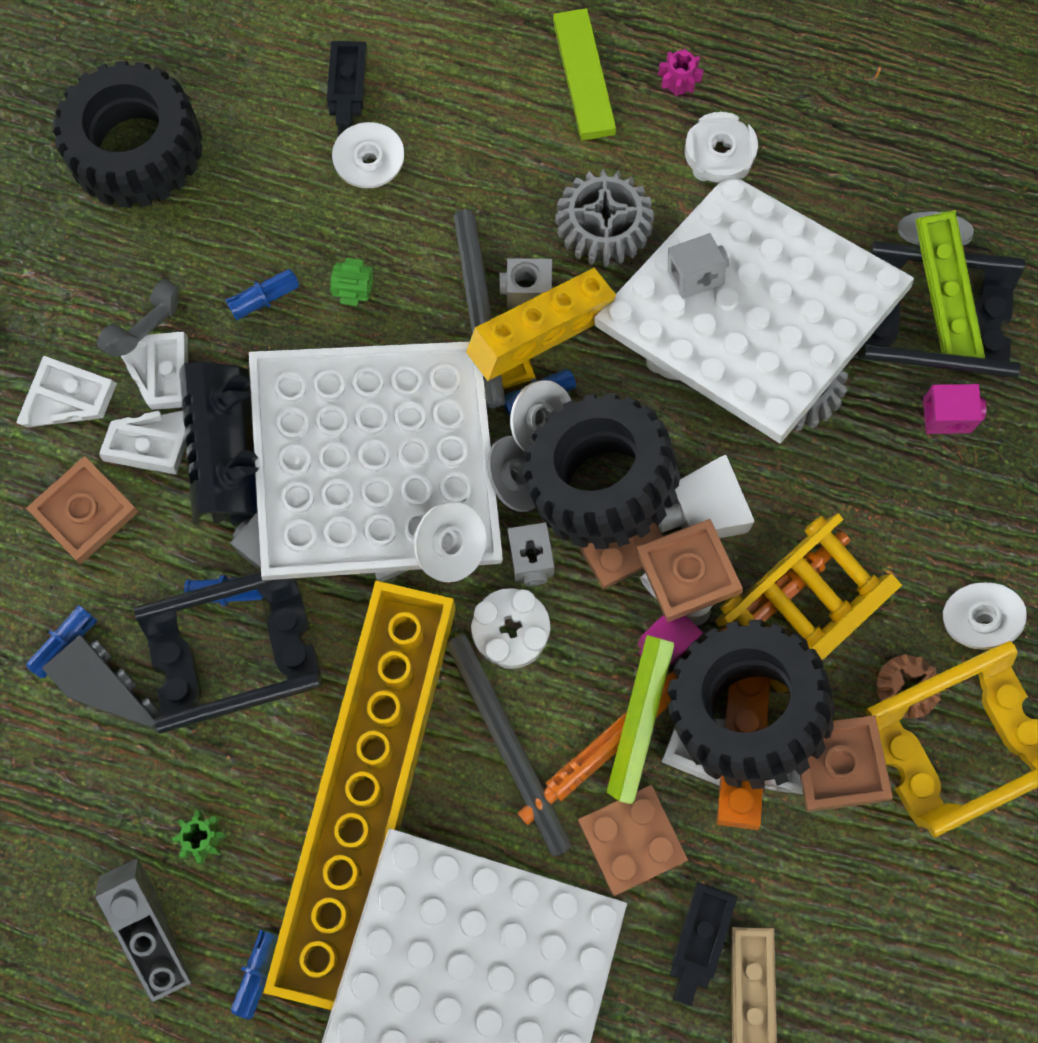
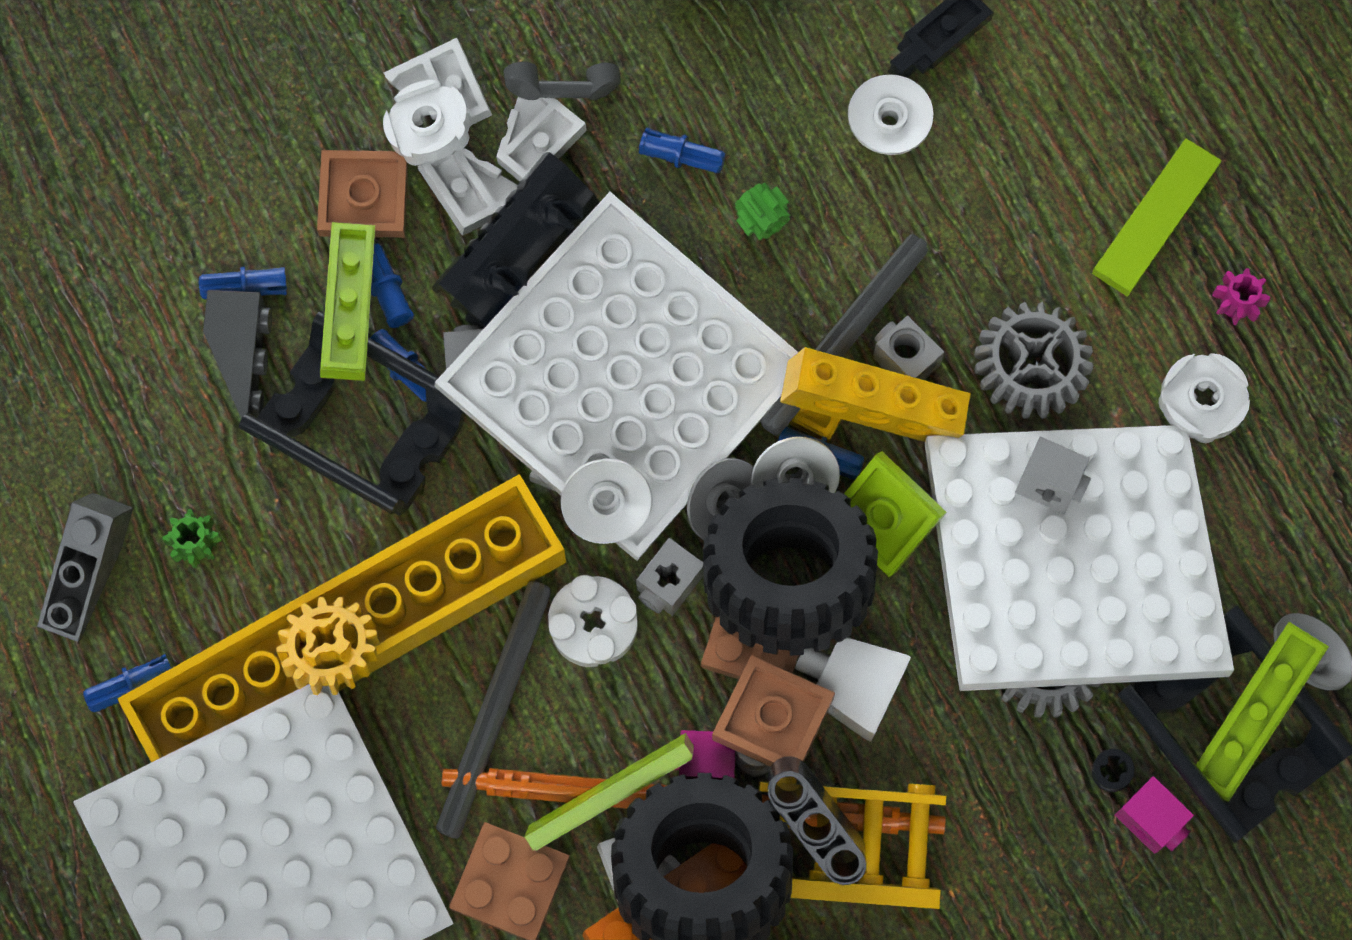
camera: 45 degrees right, 0 degrees up
(96, 434) = (434, 142): none -> white plate
(147, 583) = (347, 301): none -> lime tile
(158, 552) = (388, 291): none -> blue axle
(386, 821) = (328, 649): none -> yellow gear
(621, 372) = (895, 509): none -> lime tile
(802, 606) = (819, 841): none -> black beam
(888, 407) = (1124, 778): none -> black bush

